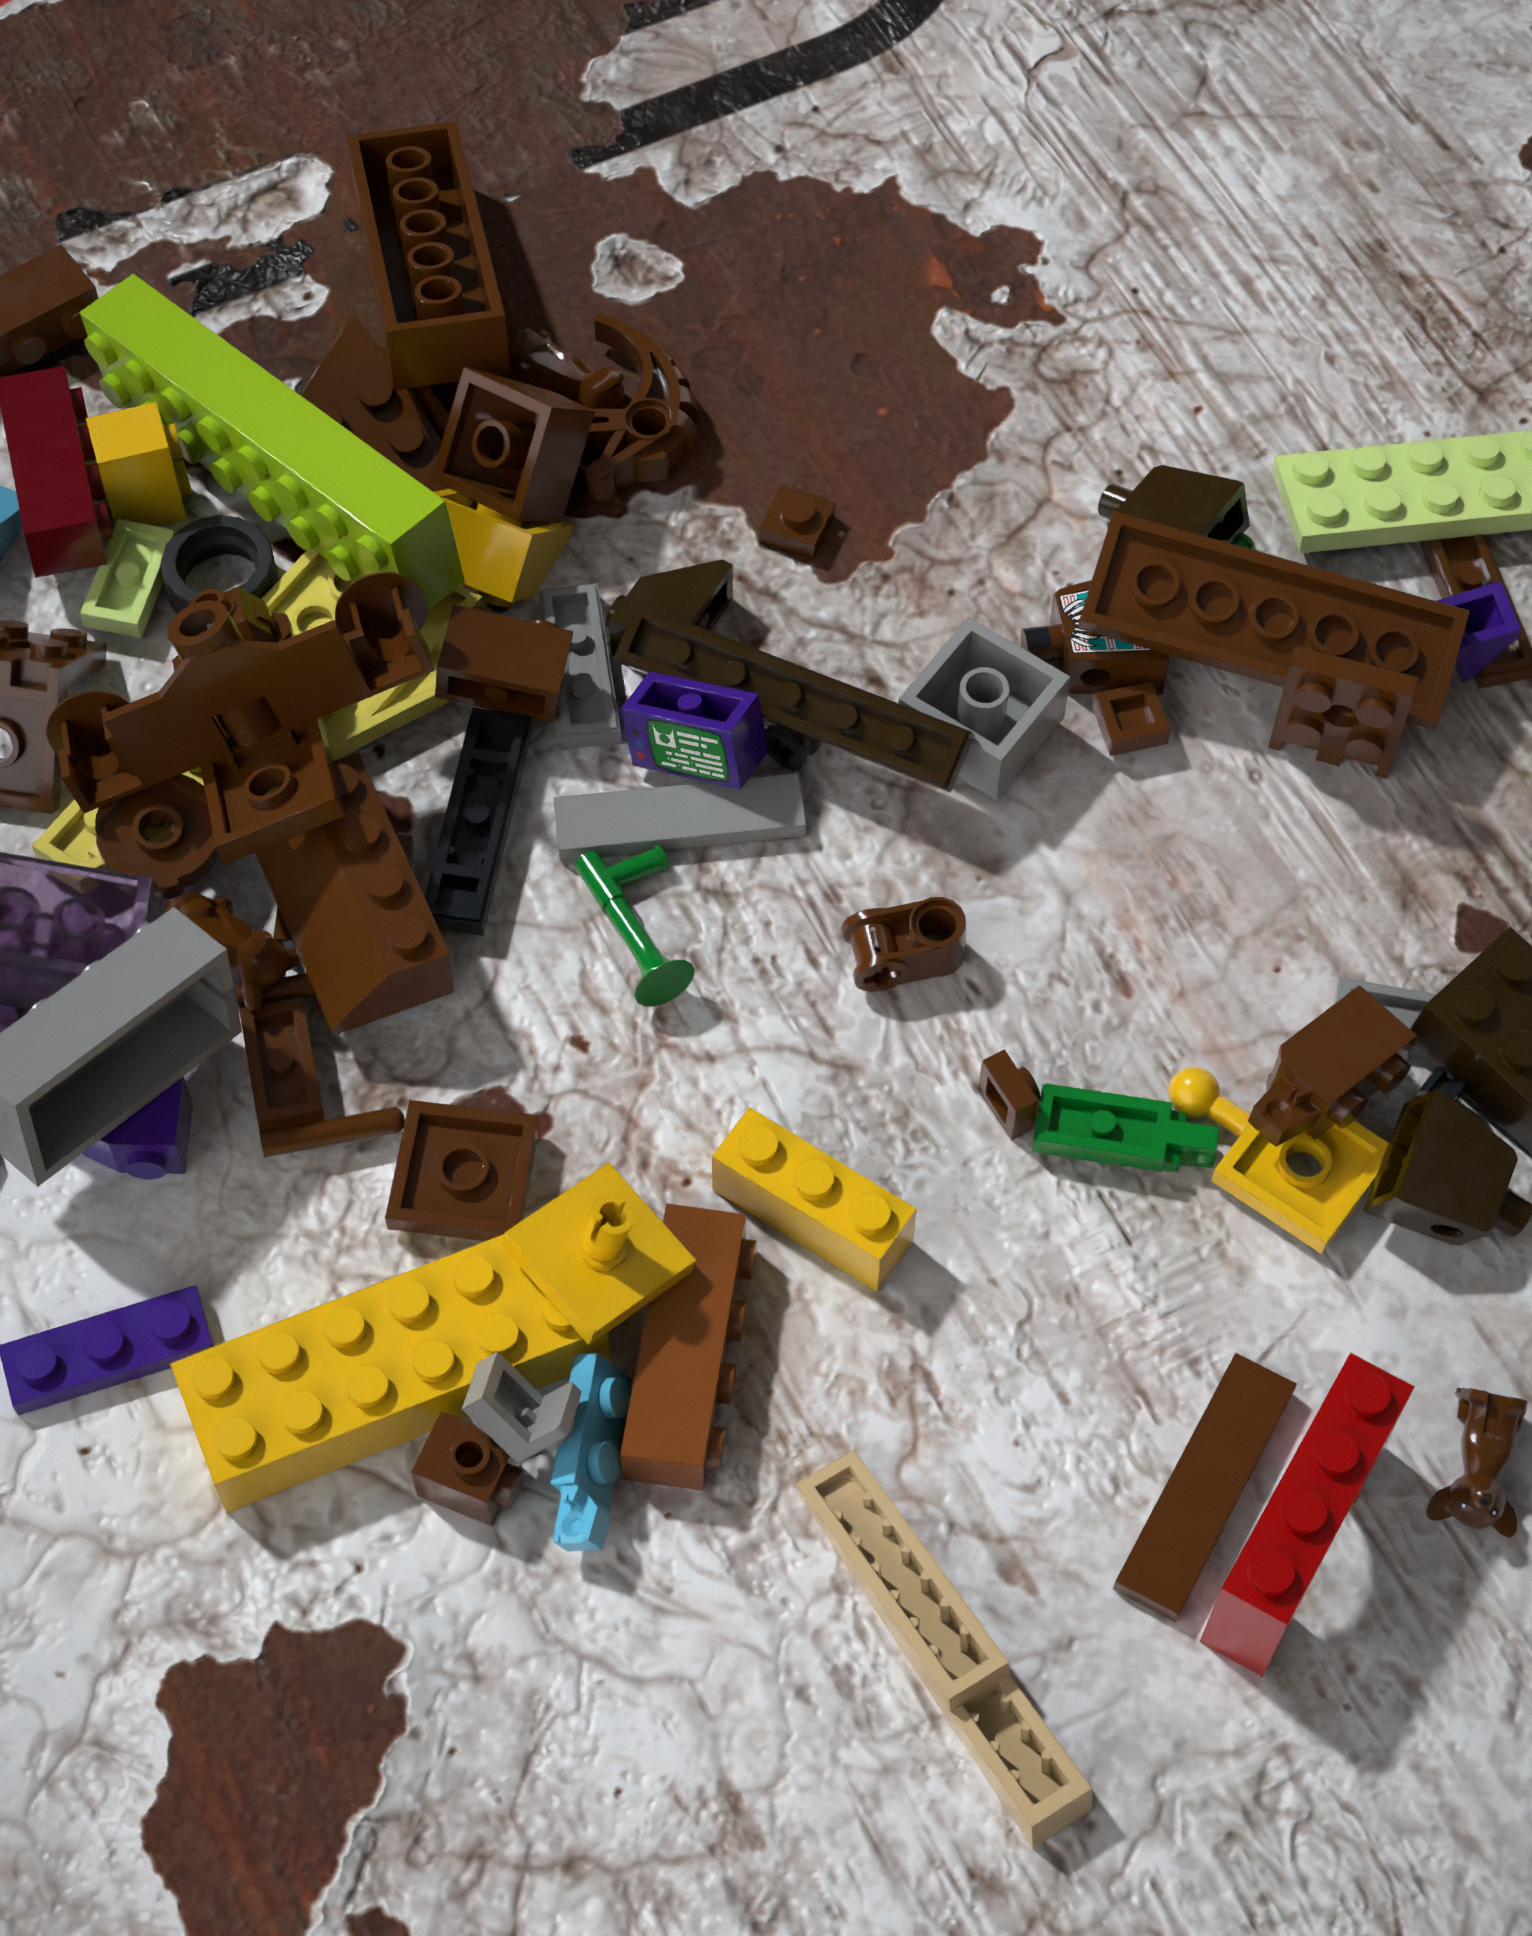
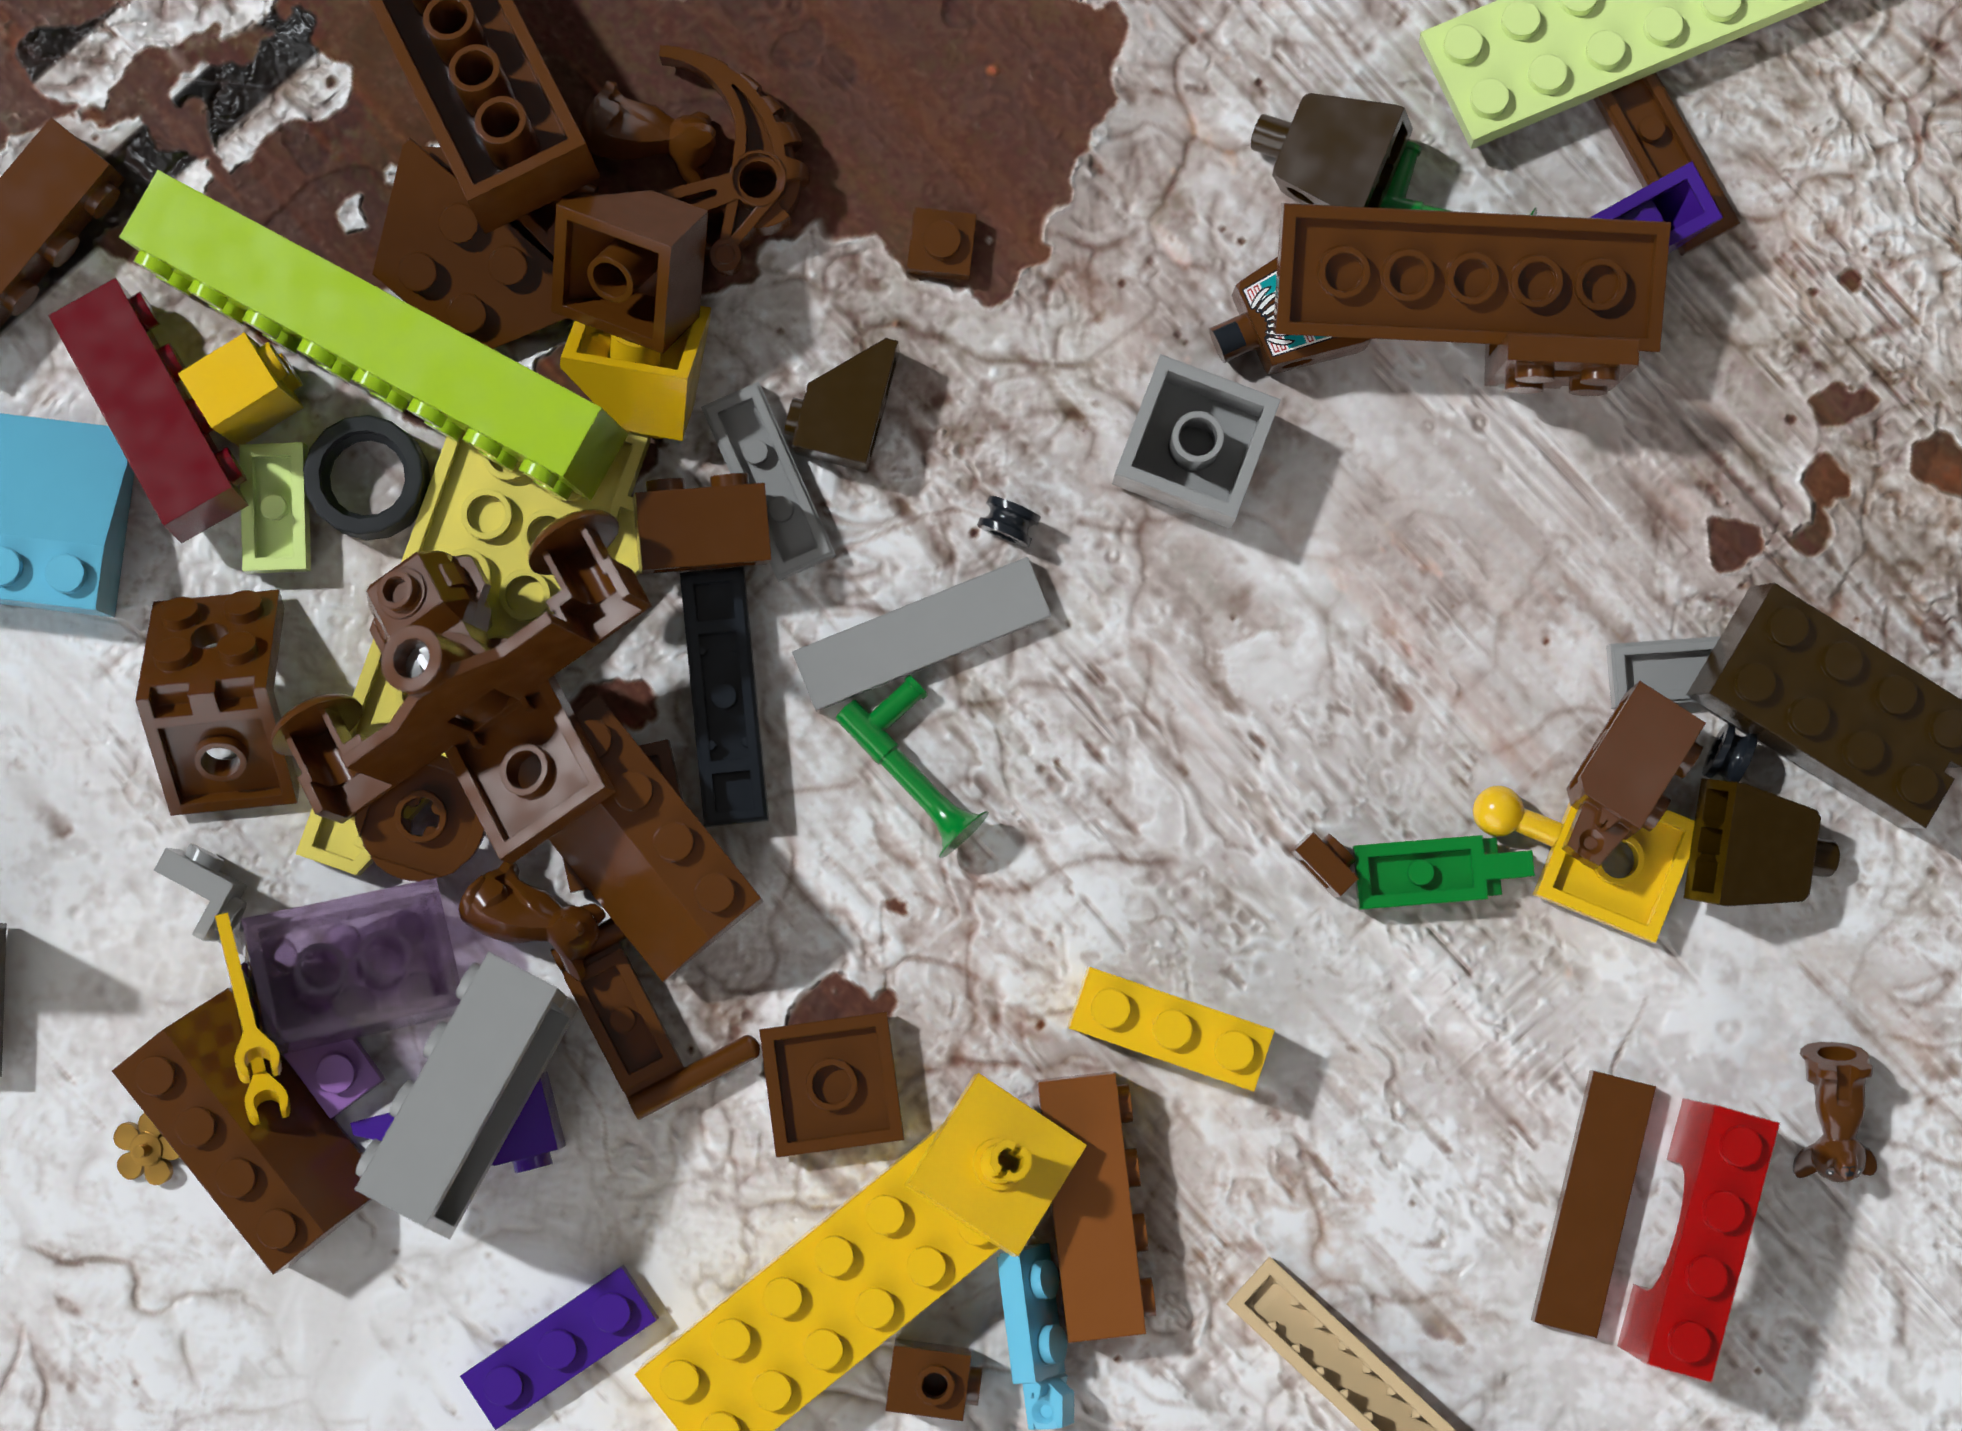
camera: 15 degrees left, 25 degrees up
(515, 1412) = (968, 1335): light grey bracket -> none
(695, 730) = (916, 551): dark purple brick -> none
(800, 698) = (1006, 496): dark brown tile -> none
(902, 942) = (1179, 727): reddish brown piece -> none
(1131, 718) = (1343, 400): reddish brown plate -> none

